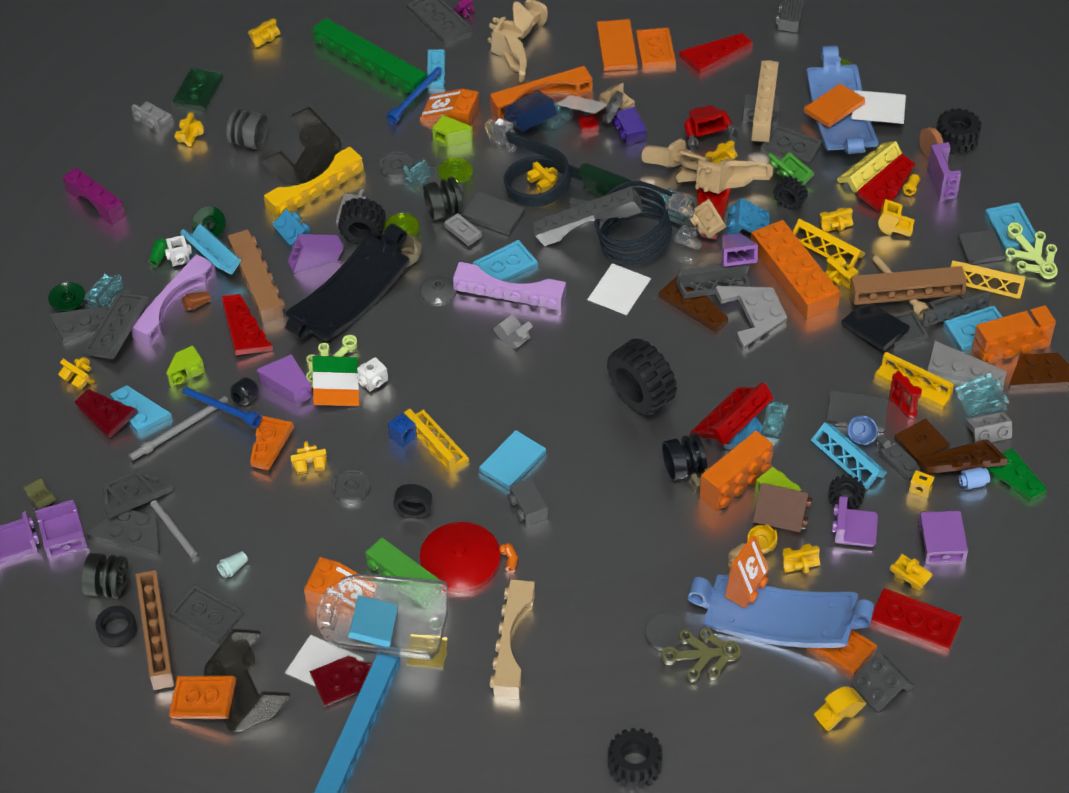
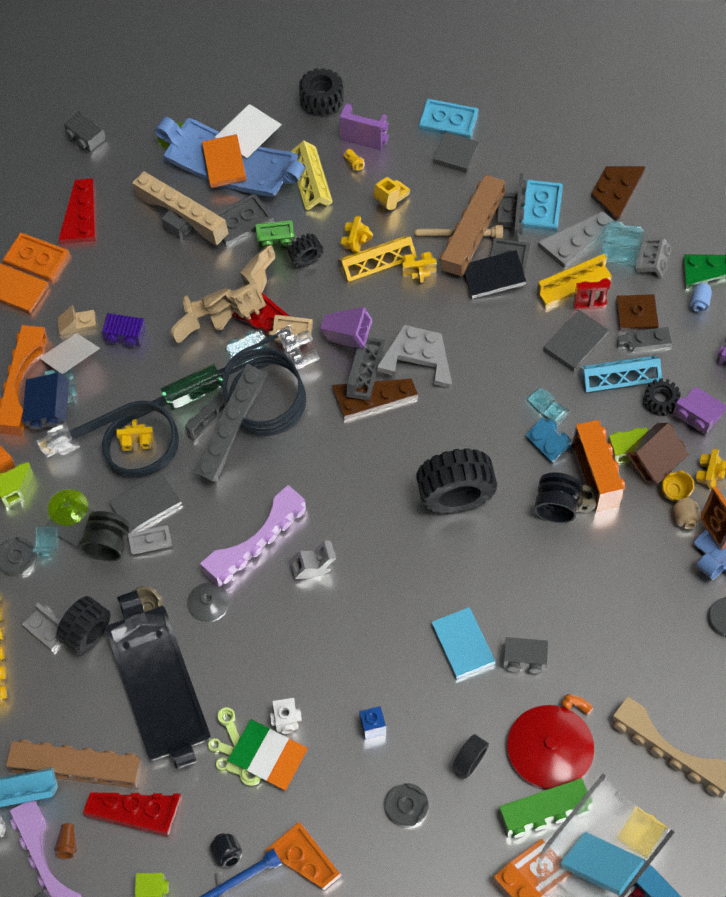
camera: 60 degrees left, 10 degrees up
(286, 379) = (237, 800): medium lavender slope -> none
(289, 226) = (33, 697): dark azure bracket -> none
(309, 455) = (356, 820): yellow hips -> none
(314, 251) = (85, 692): medium lavender slope -> none
(405, 221) = (105, 585): clear neon green dish -> none
(434, 444) = (400, 703): yellow fence -> none
(507, 262) = (216, 524): medium azure tile -> none
(588, 124) = (91, 364): red tile -> none
(612, 106) = (95, 329): dark grey tile -> none
(619, 289) = (313, 447): white sticker -> none
(707, 121) = (168, 267): red torso -> none
(723, 152) = (218, 274): yellow hips -> none
(734, 413) = (543, 430): red fence -> none
(745, 216) = (307, 300): dark azure bracket -> none
(795, 270) = (394, 296): orange brick -> none
(862, 430) = (606, 347): medium blue hair -> none
(886, 182) = (341, 177): red wing -> none
(926, 485) = (683, 341): yellow piece -> none
(928, 137) = (325, 118): nougat tile -> none
(964, 457) = (678, 293): reddish brown wing -> none
(992, 274) = (496, 160): yellow fence -> none
(1013, 335) = (577, 184): orange piece -> none
(1031, 253) = (490, 120): yellowish green plant -> none

